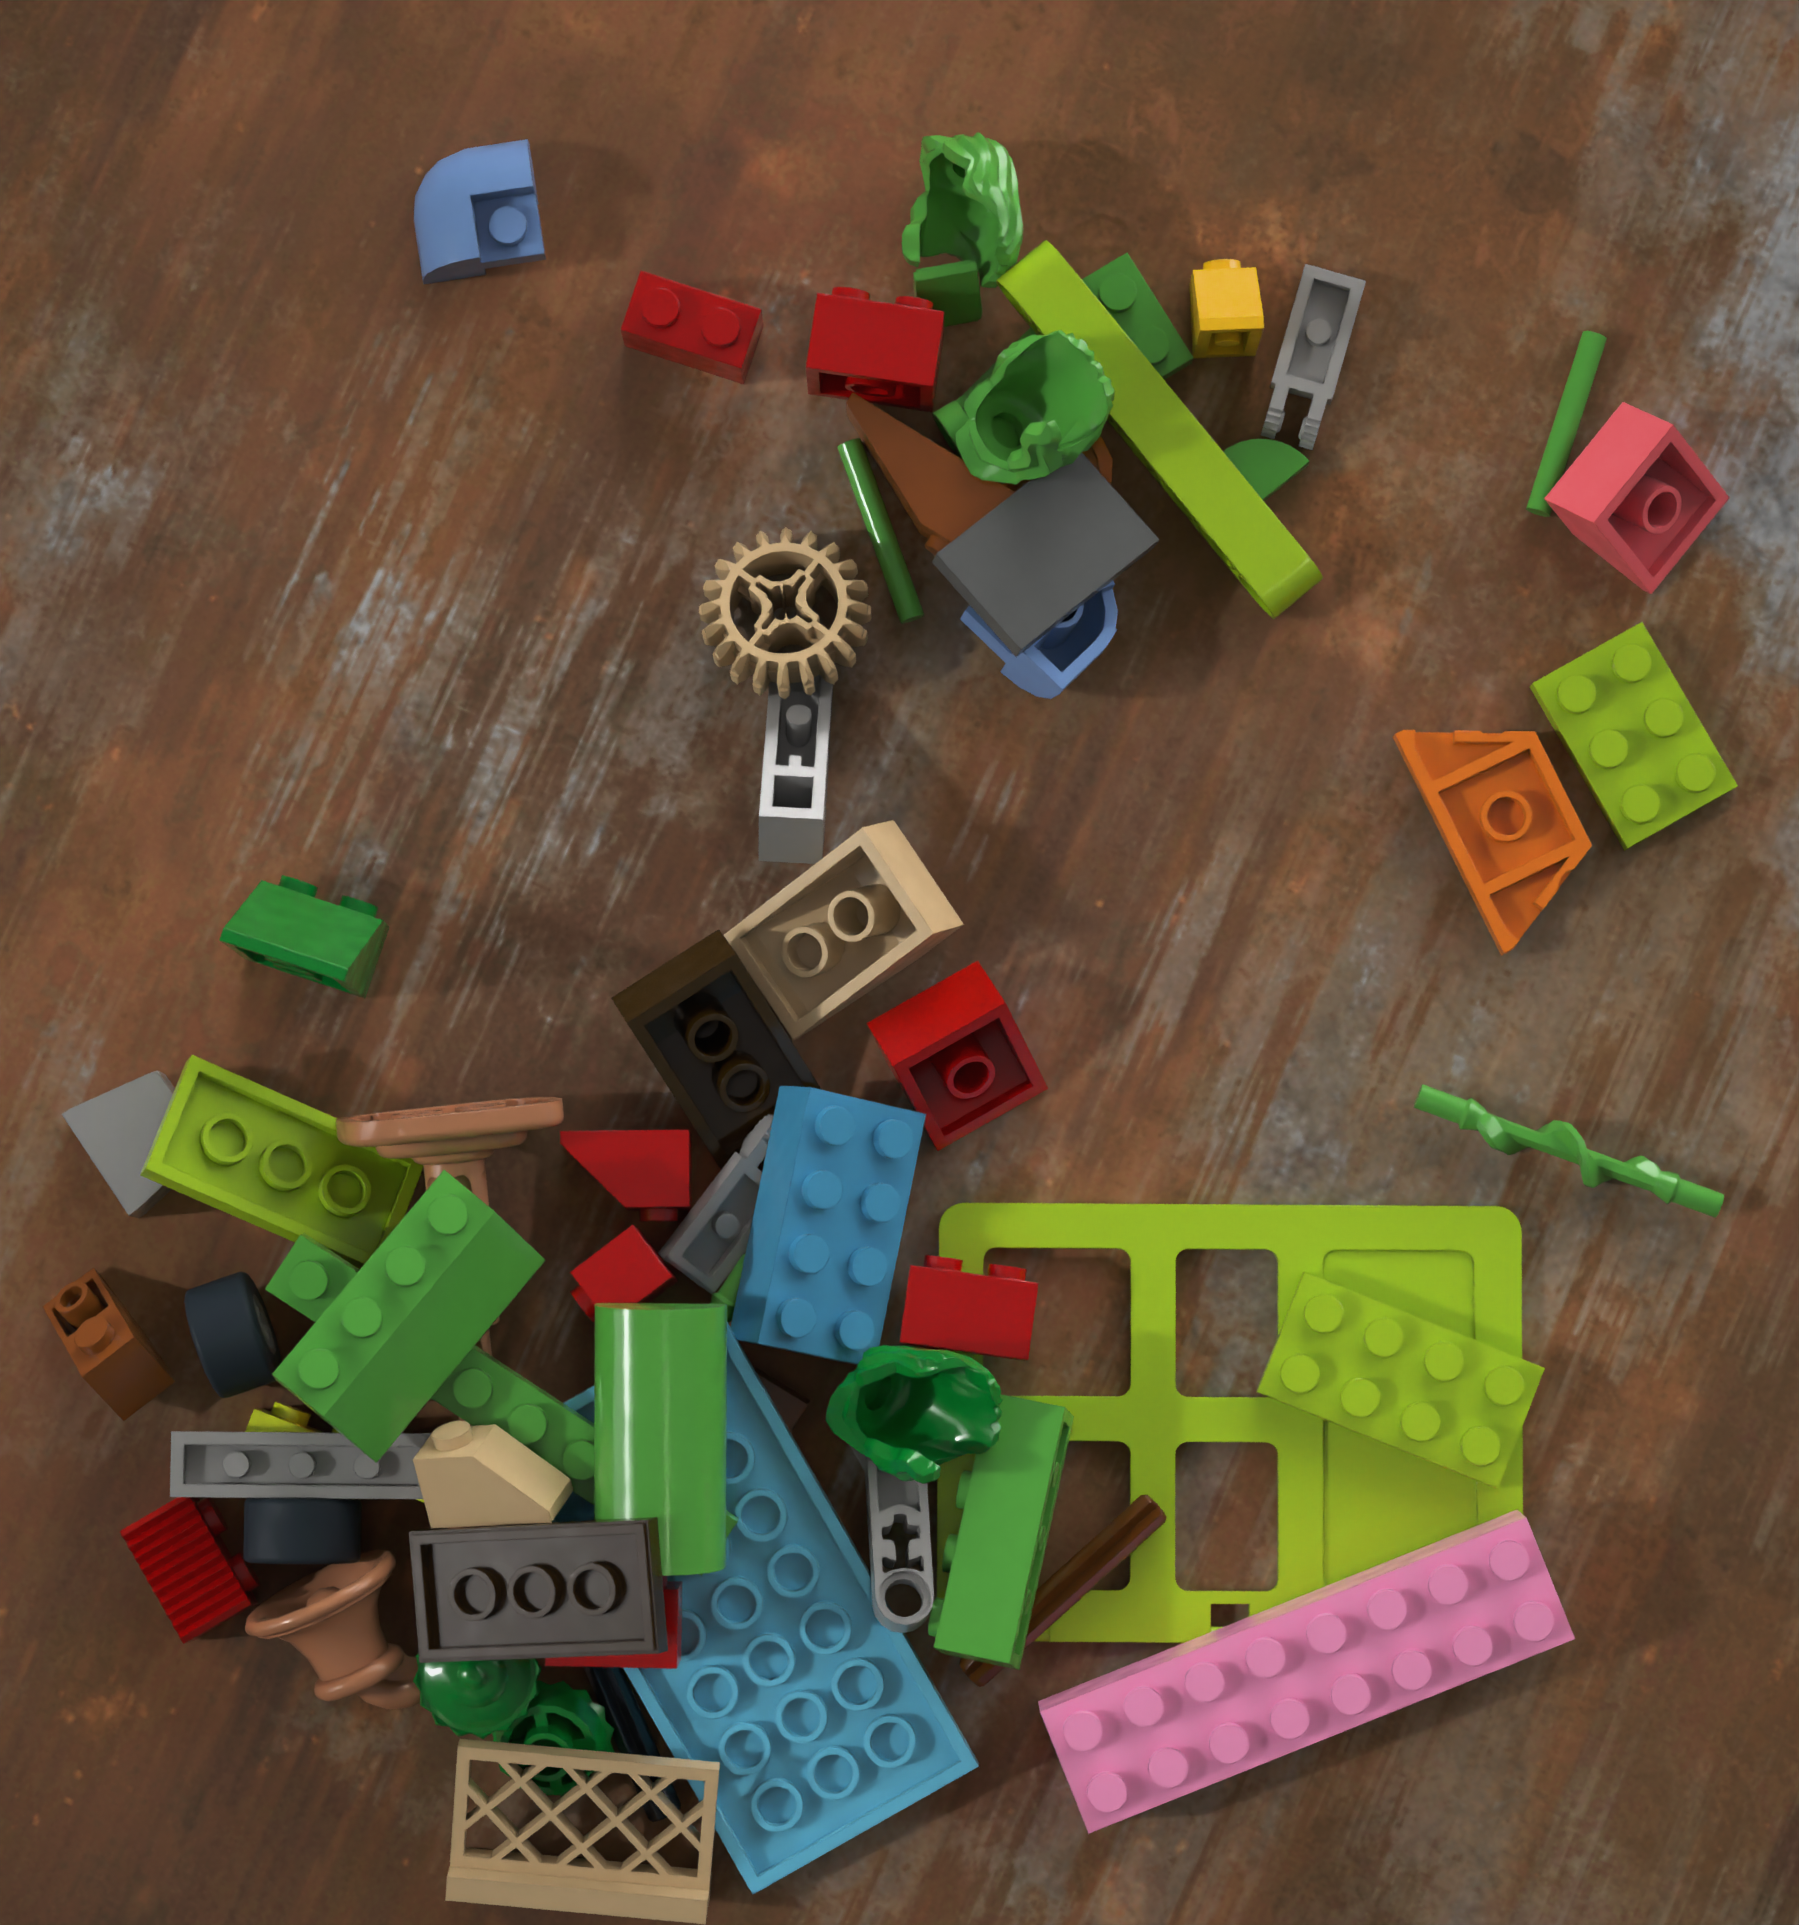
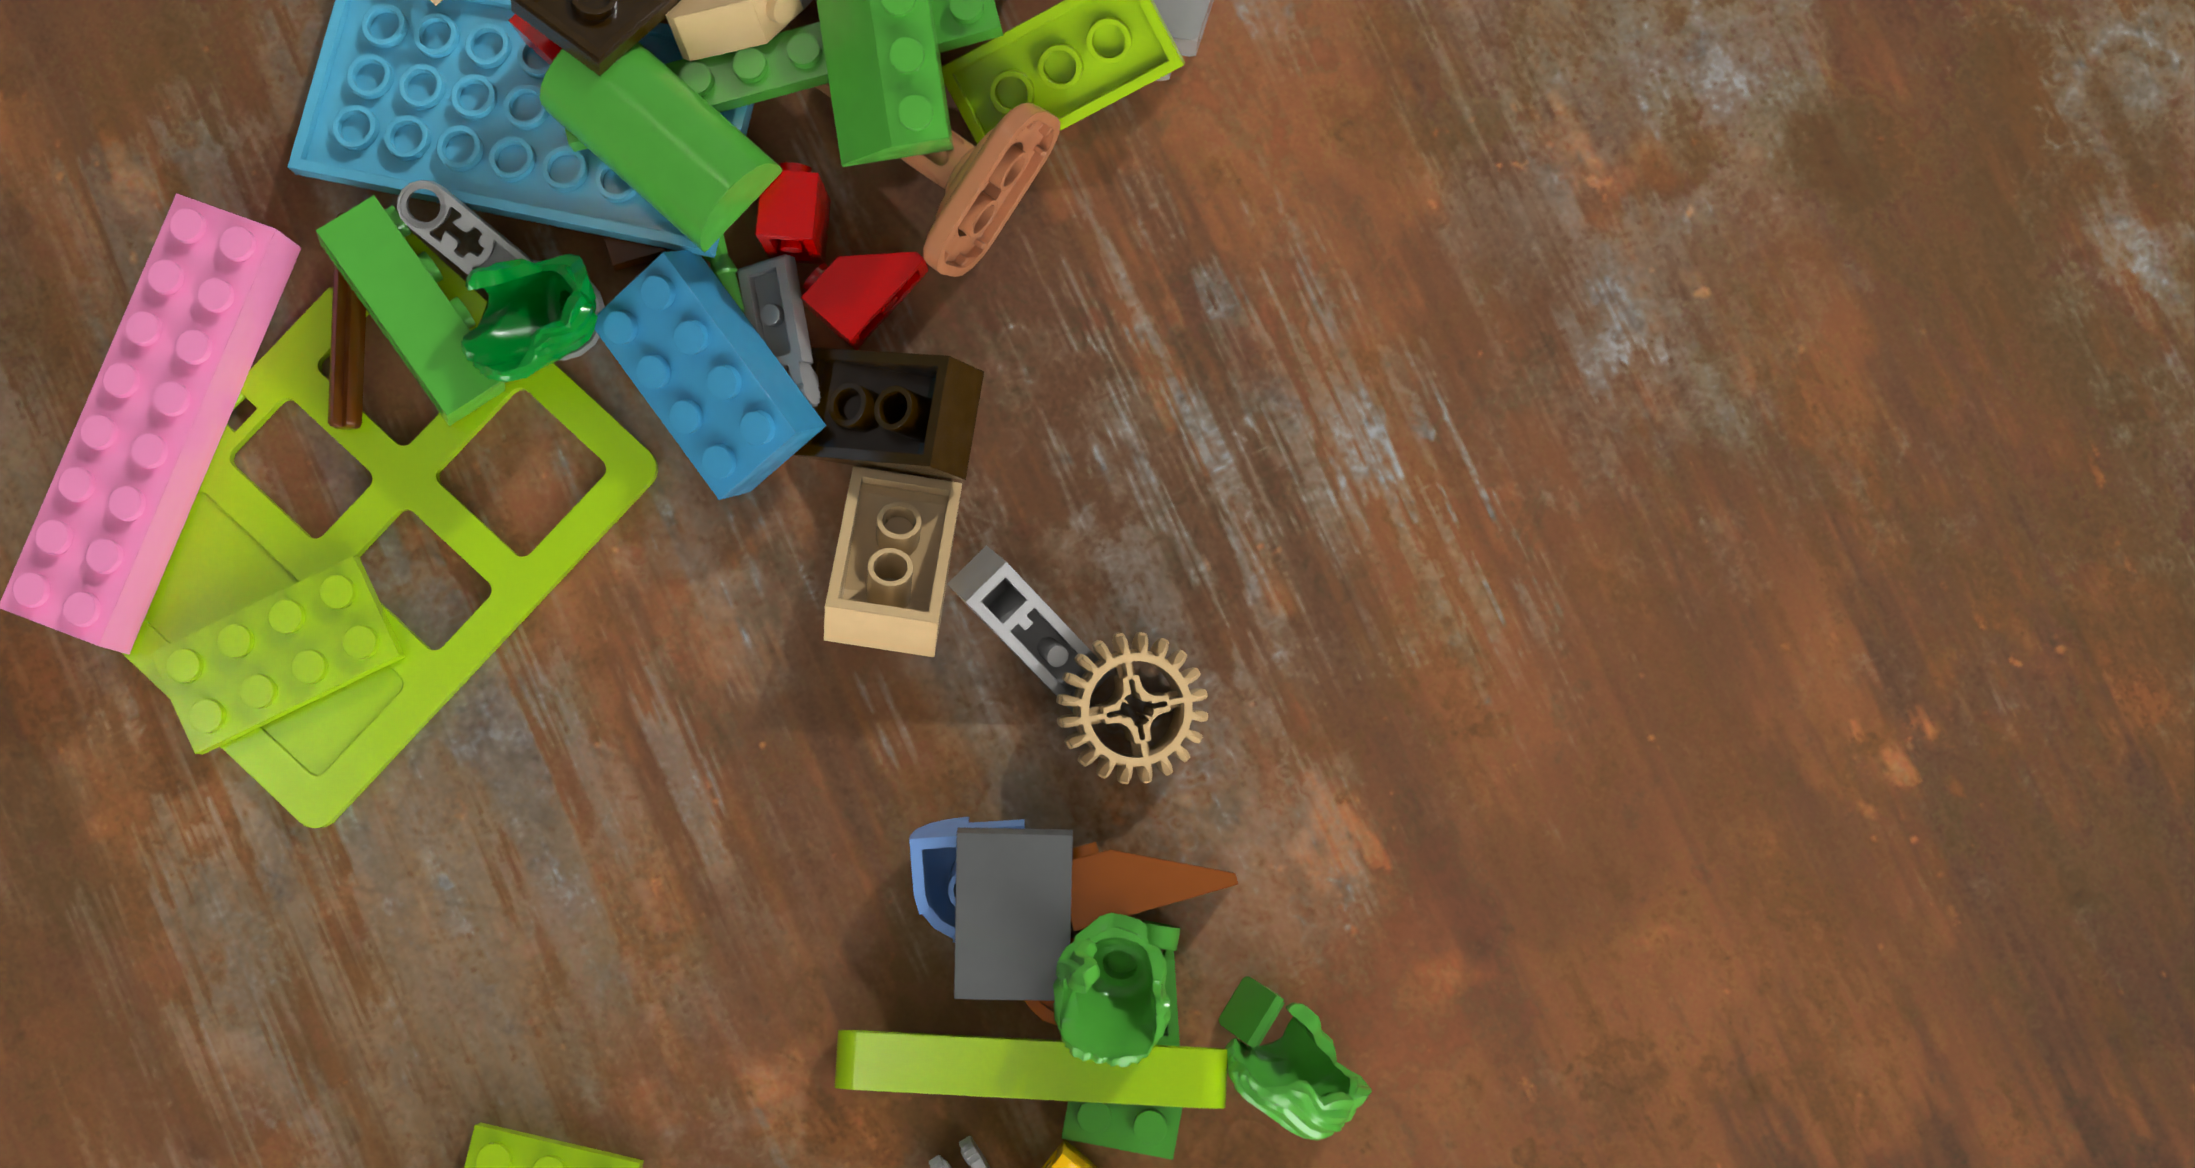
camera: 135 degrees right, 0 degrees up
(308, 936) = (1195, 204): green slope -> none
(478, 212) = (1586, 750): medium blue brick -> none
(692, 327) = (1381, 819): red brick -> none
(875, 349) = (1254, 926): red brick -> none
(880, 530) = (1134, 823): bright green bar -> none
(958, 1055) = (745, 559): red slope -> none
(969, 1310) = (572, 417): red brick -> none
(1266, 463) = (947, 1119): bright green tile -> none
(1499, 820) = (571, 1056): orange wing -> none
(1565, 1142) = (327, 903): bright green piece -> none

